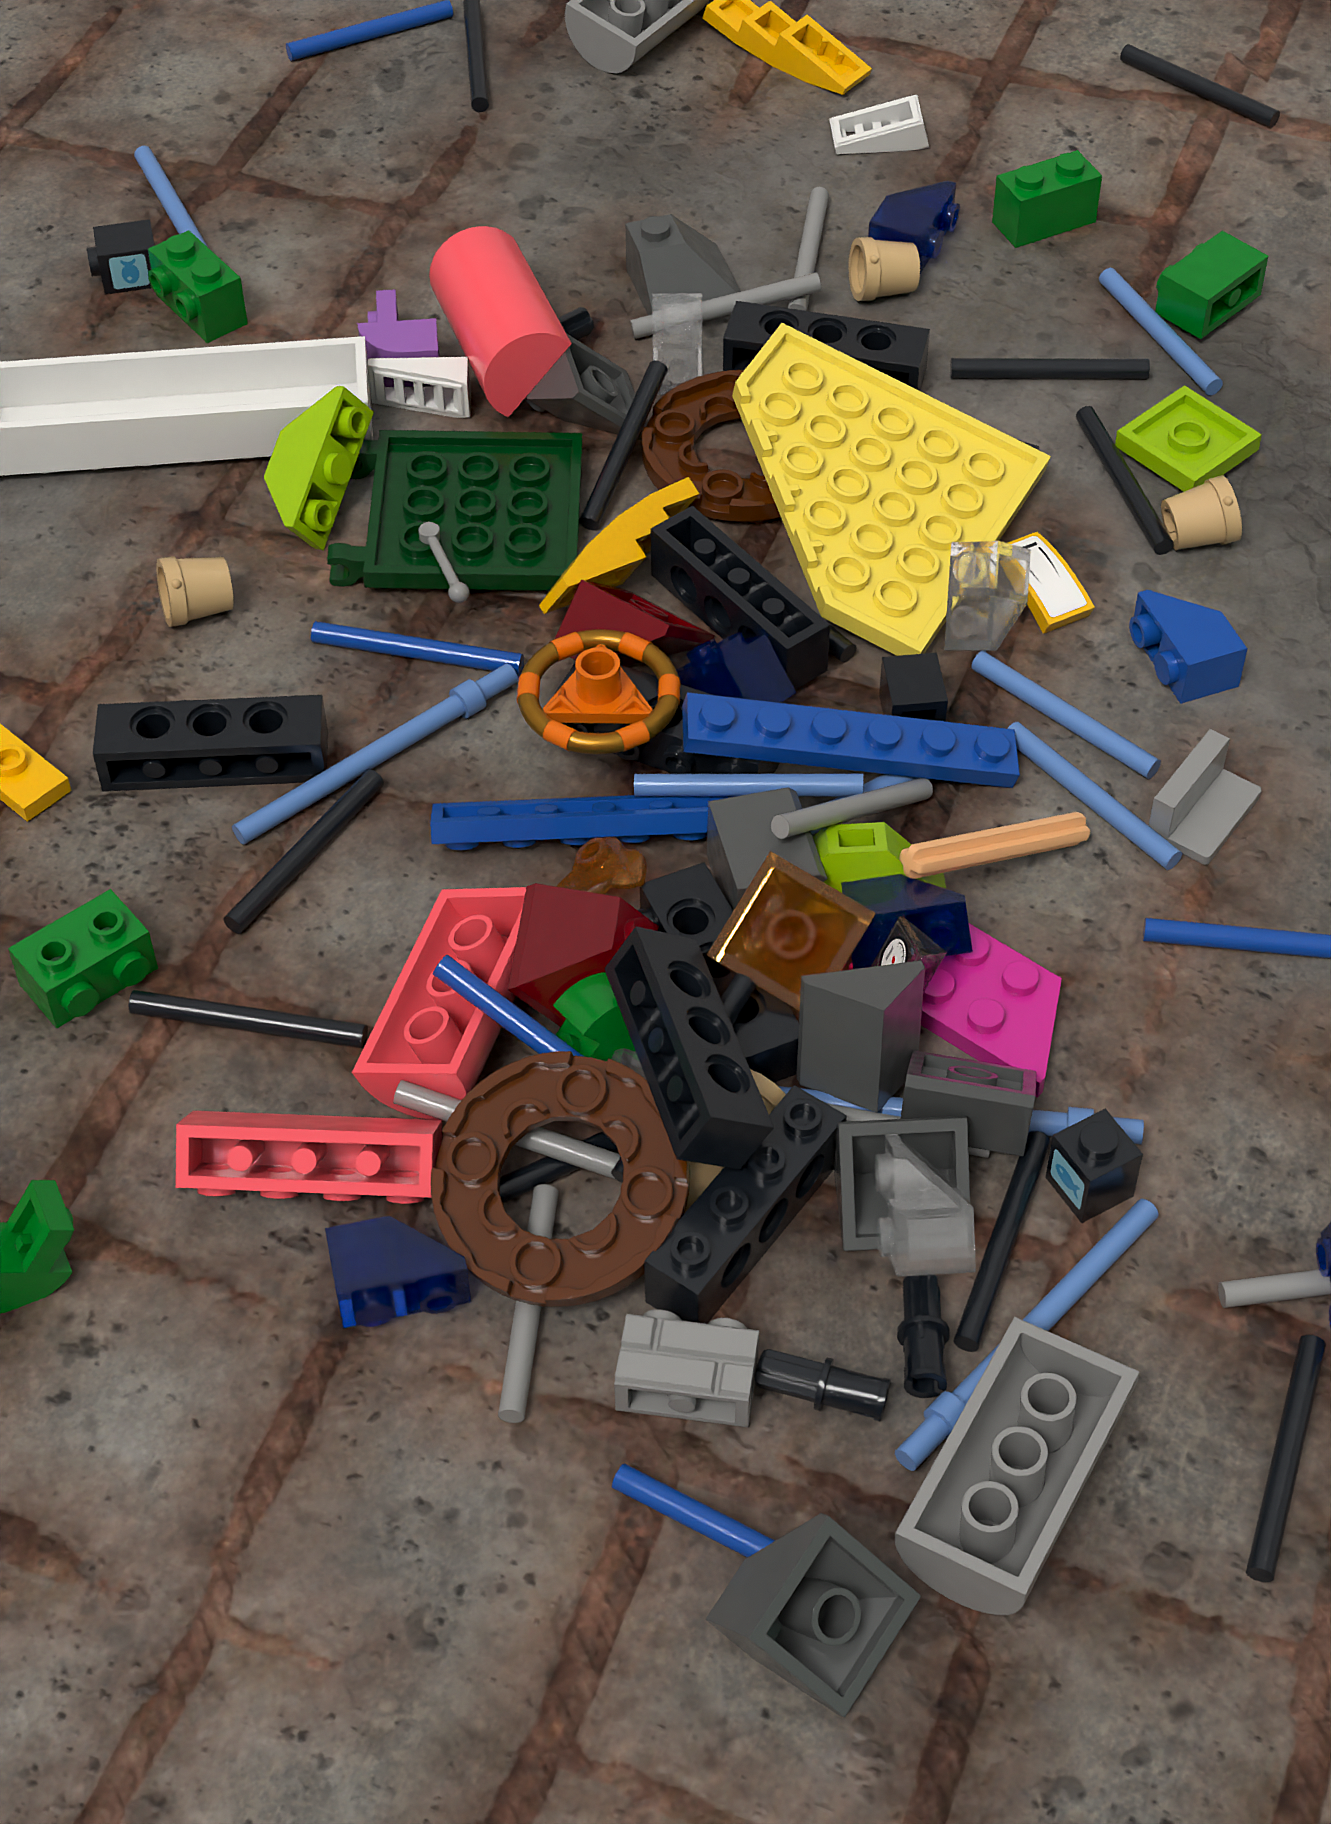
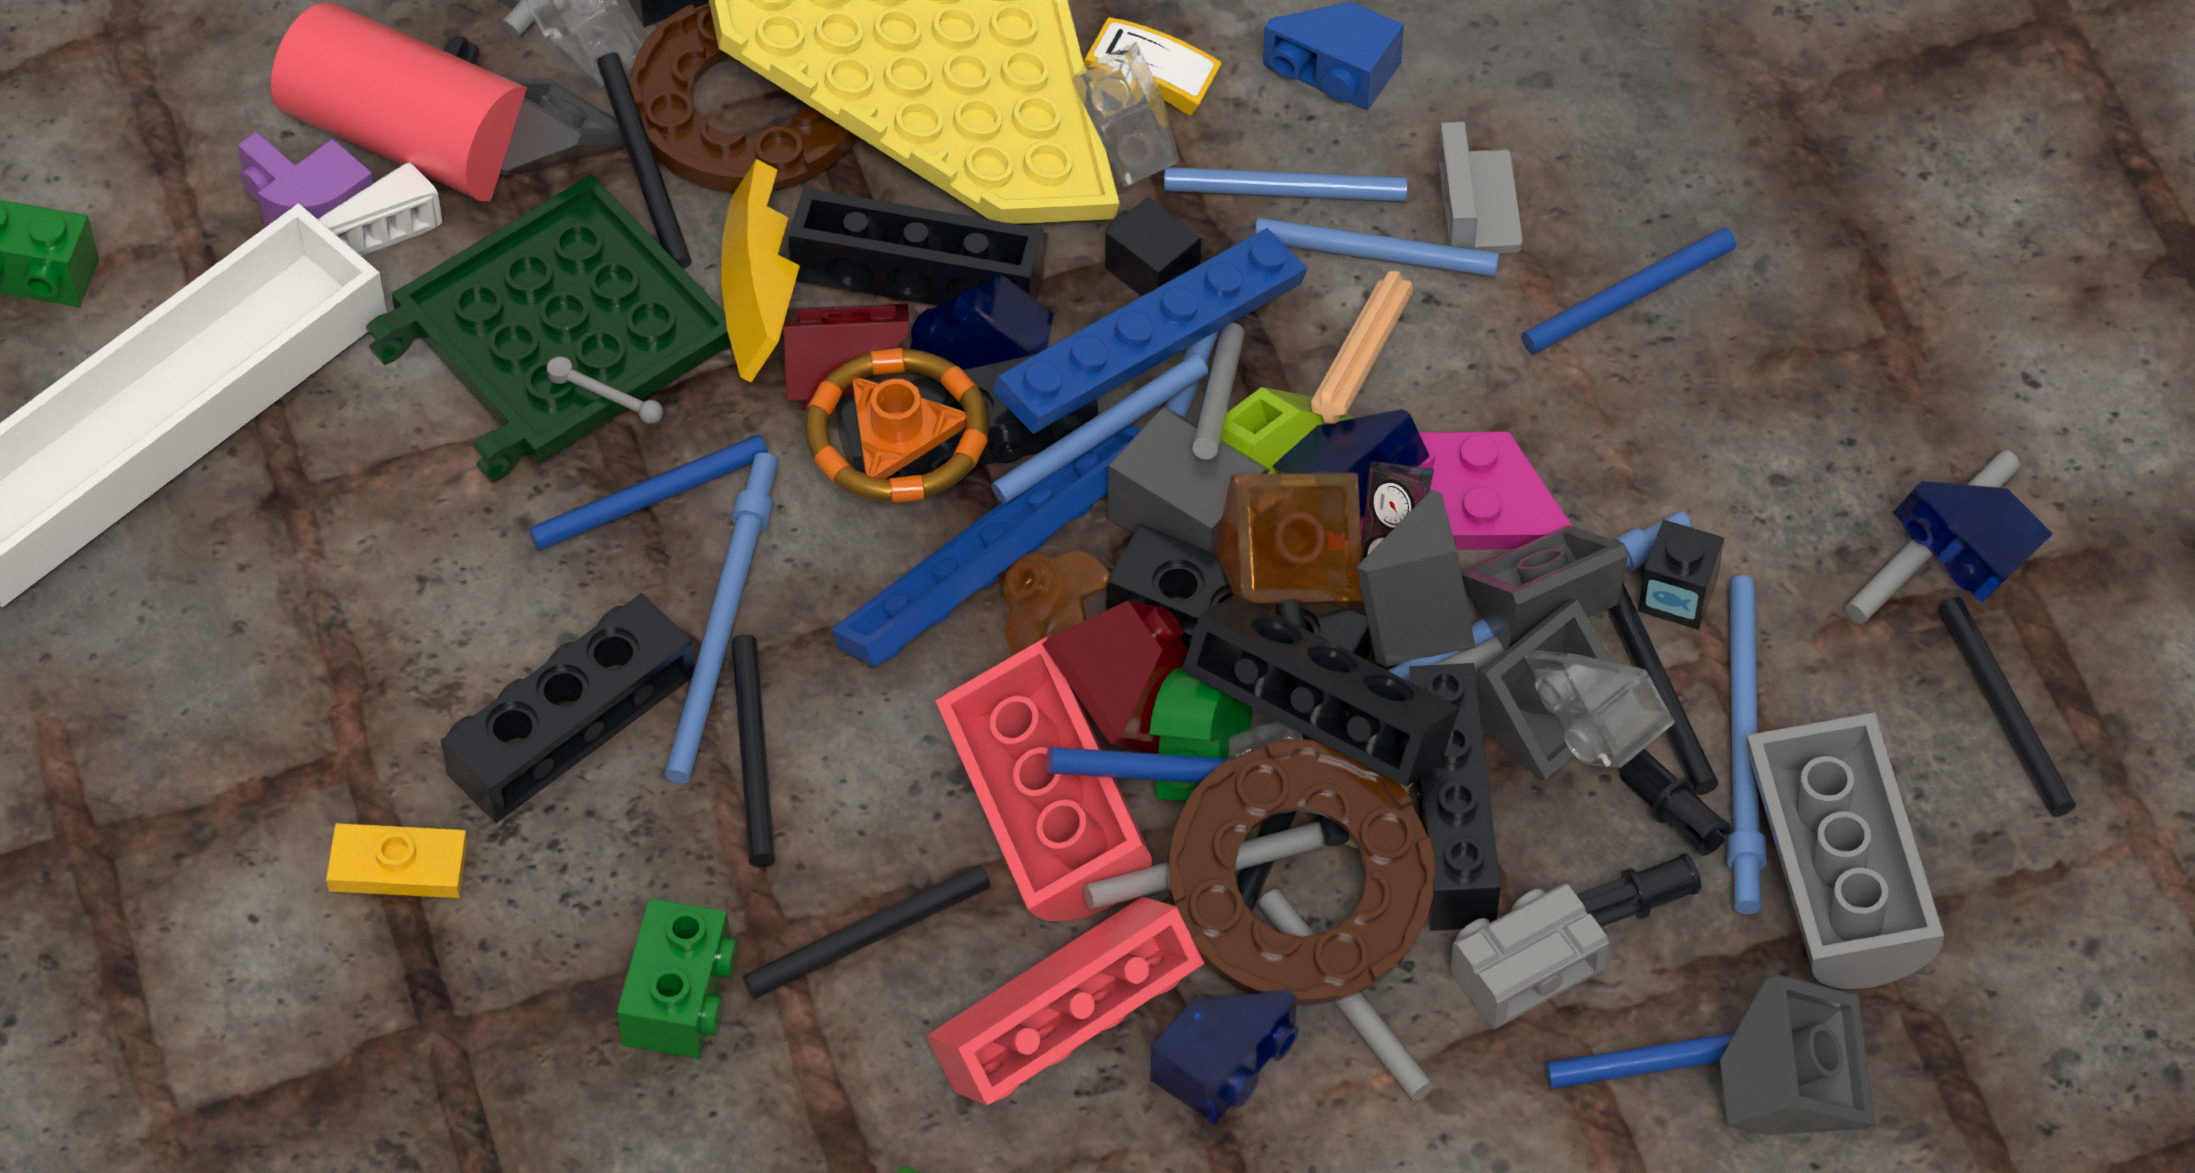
camera: 40 degrees left, 5 degrees up
(193, 588) = (382, 572): tan piece -> none
(316, 462) = (378, 370): lime slope -> none

